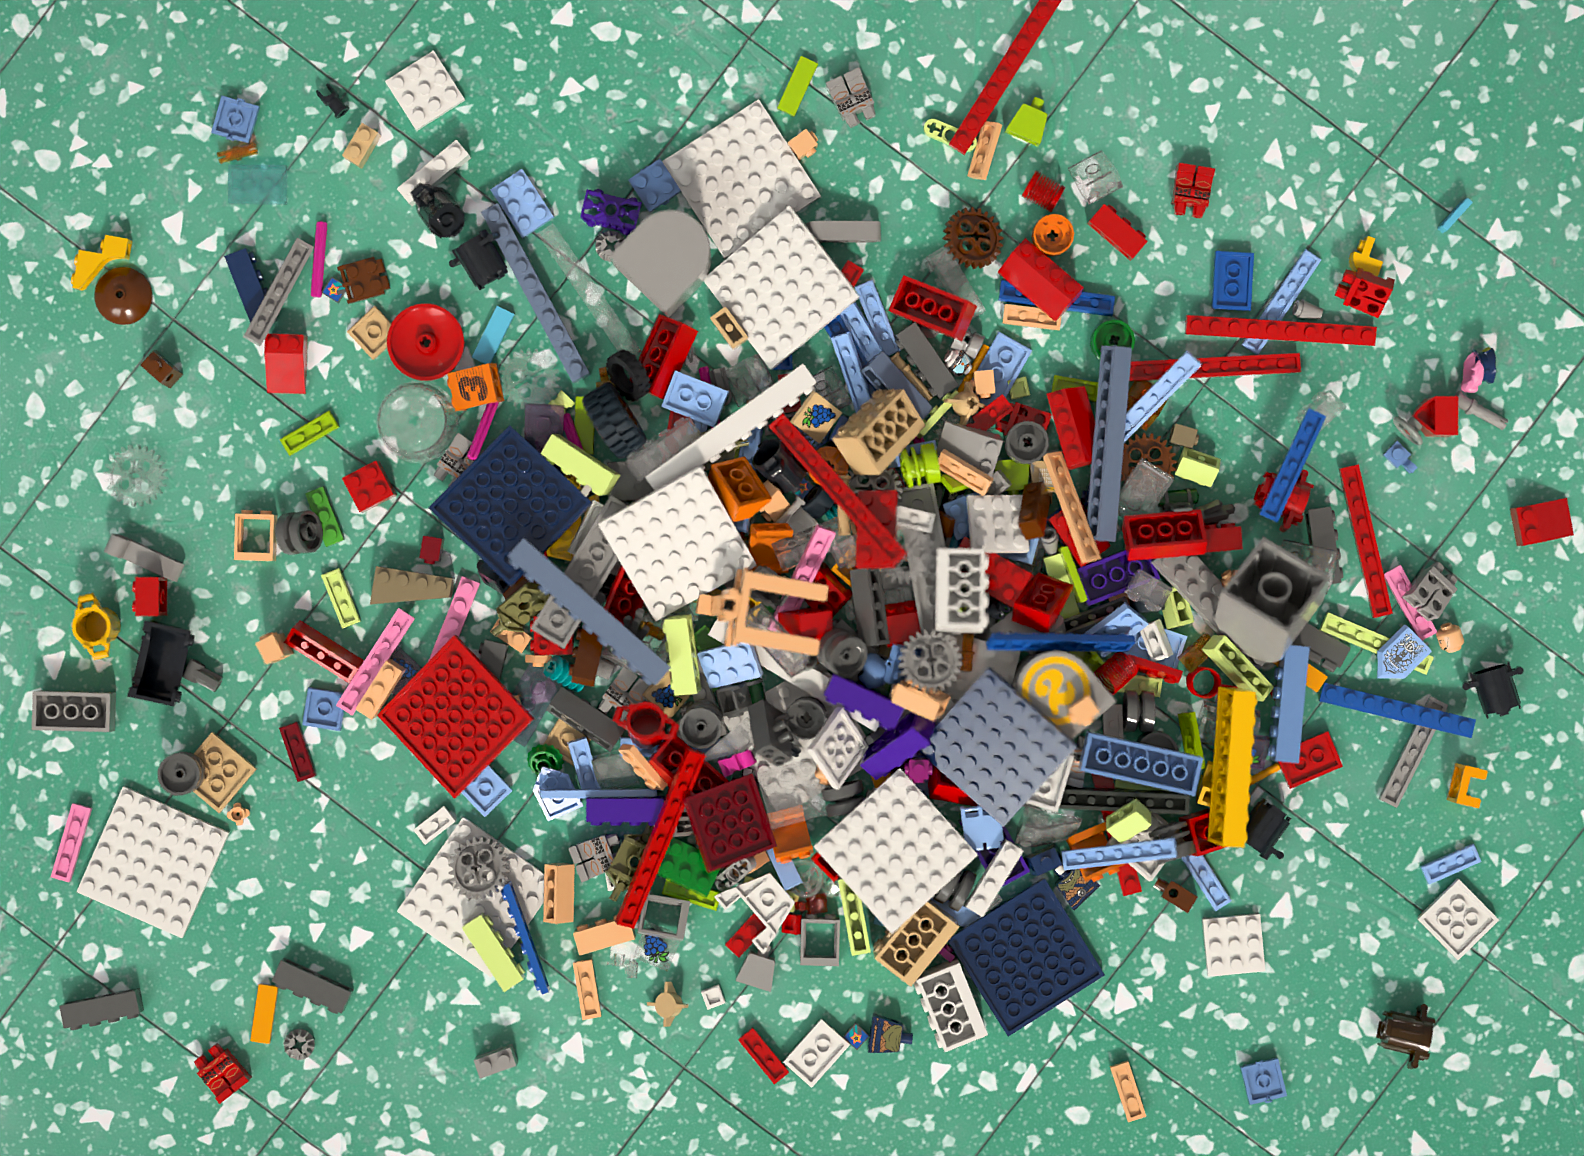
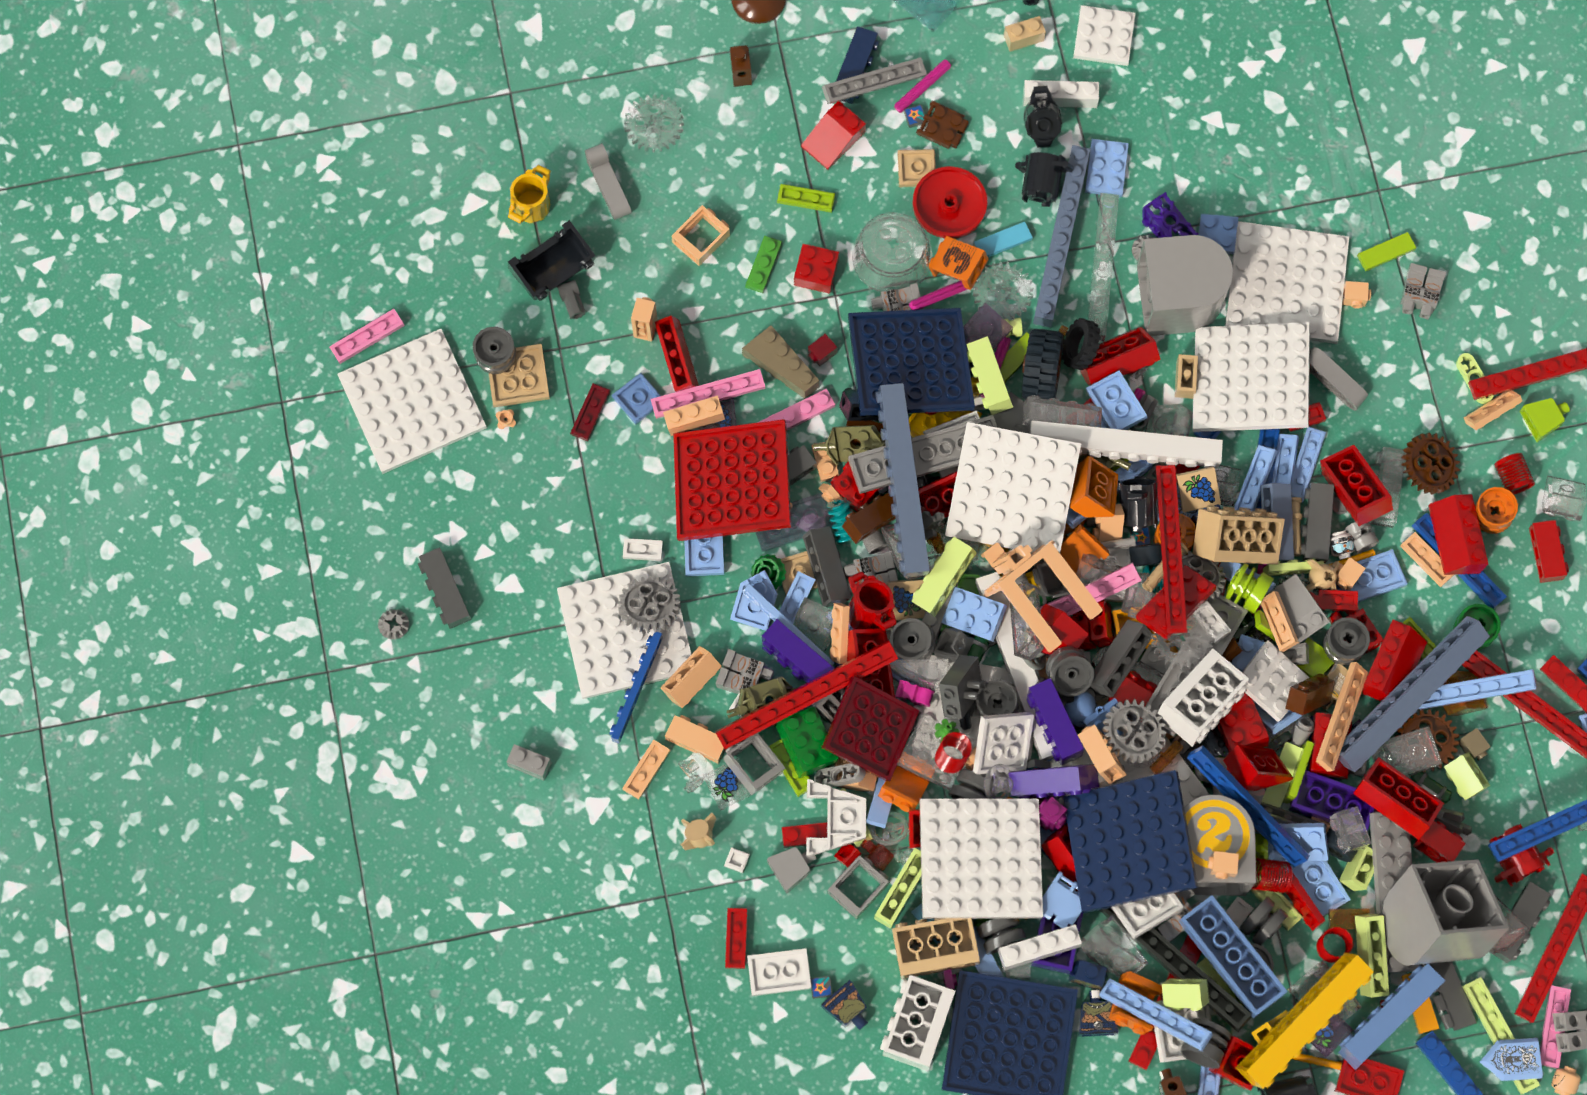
camera: 40 degrees right, 15 degrees down
(73, 711) = (457, 244): light grey brick -> none
(101, 1008) = (276, 471): dark grey brick -> none
(150, 596) = (588, 210): red brick -> none
(223, 1073) = (318, 594): red hips -> none
(264, 1013) = (389, 579): light orange tile -> none
(299, 532) = (736, 255): dark grey wheel -> none
(340, 598) = (722, 330): yellowish green tile -> none
(493, 951) = (602, 677): yellowish green brick -> none
(786, 775) = (945, 728): none -> bright green plant
(807, 774) = (958, 741): none -> red piece
(862, 780) = (1000, 783): none -> clear piece
(1019, 388) = (1373, 605): yellowish green tile -> none
(1156, 641) = (1323, 880): white slope -> none
(1190, 734) = (1289, 980): lime tile -> none

